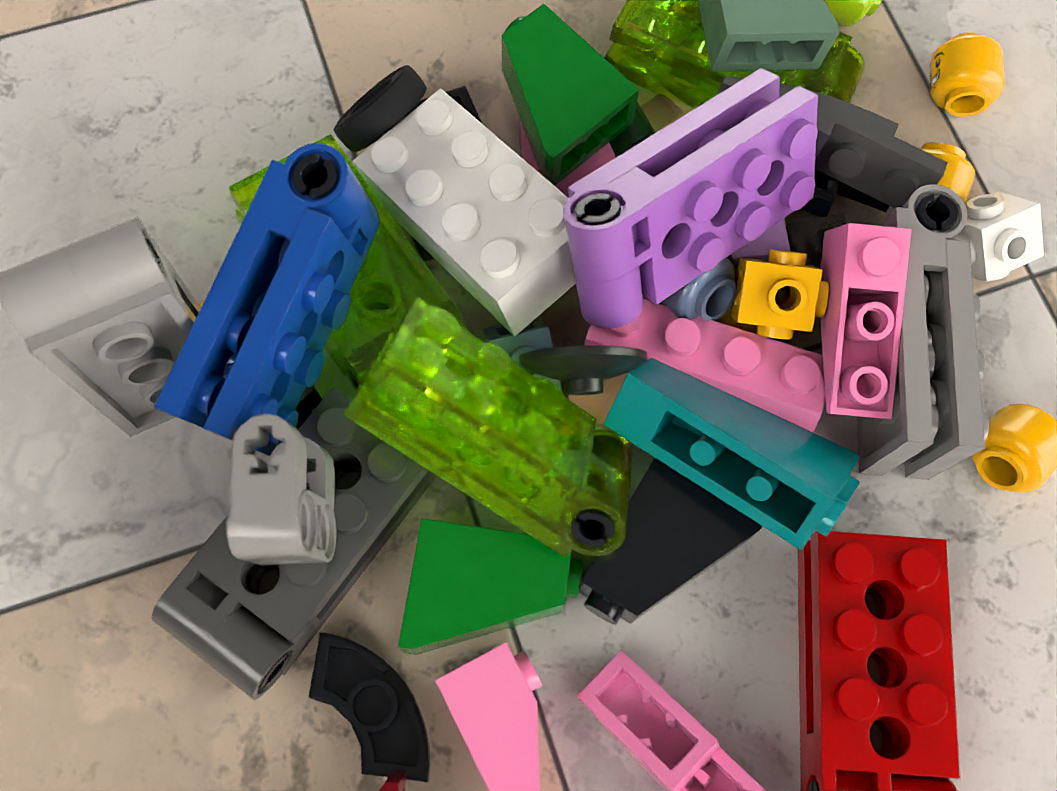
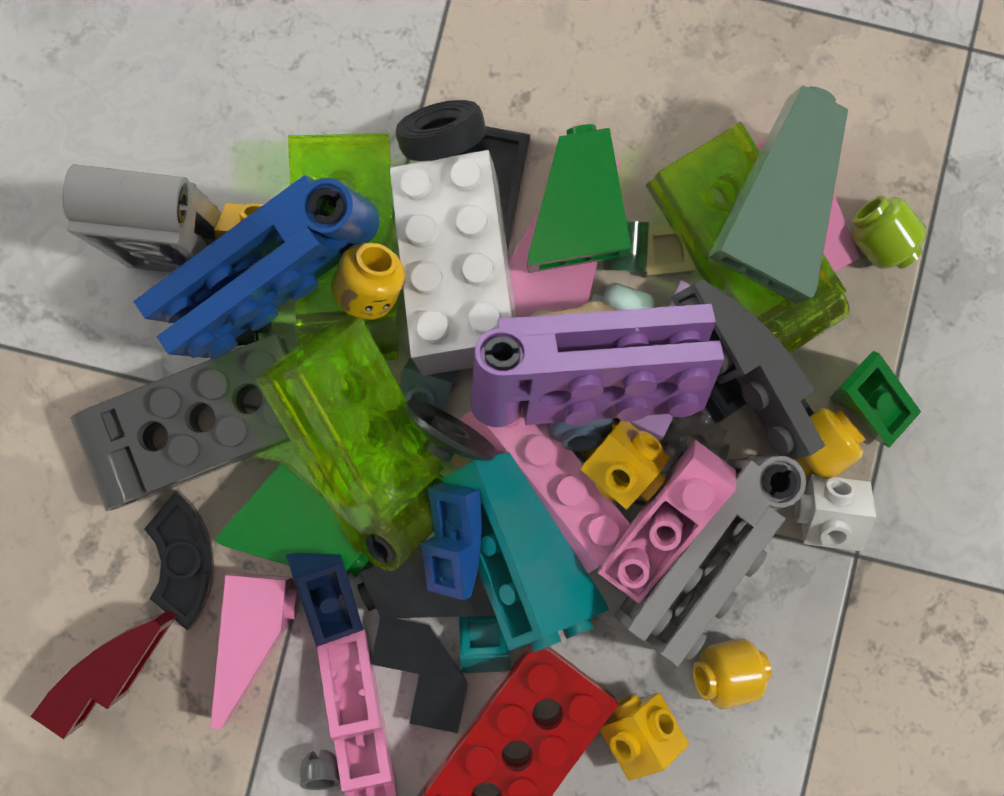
camera: 30 degrees right, 15 degrees up
(272, 513) = (188, 424): light grey piece -> none
(400, 261) = (368, 280): none -> yellow head
(558, 632) = (325, 595): none -> dark blue slope
(667, 480) = (454, 551): none -> blue slope
(740, 656) = (441, 684): none -> black tile
(755, 583) = (482, 645): none -> teal slope
(942, 114) = (877, 399): none -> green slope
(967, 74) = (931, 368): yellow head -> none
(992, 565) = (643, 735): none -> yellow brick

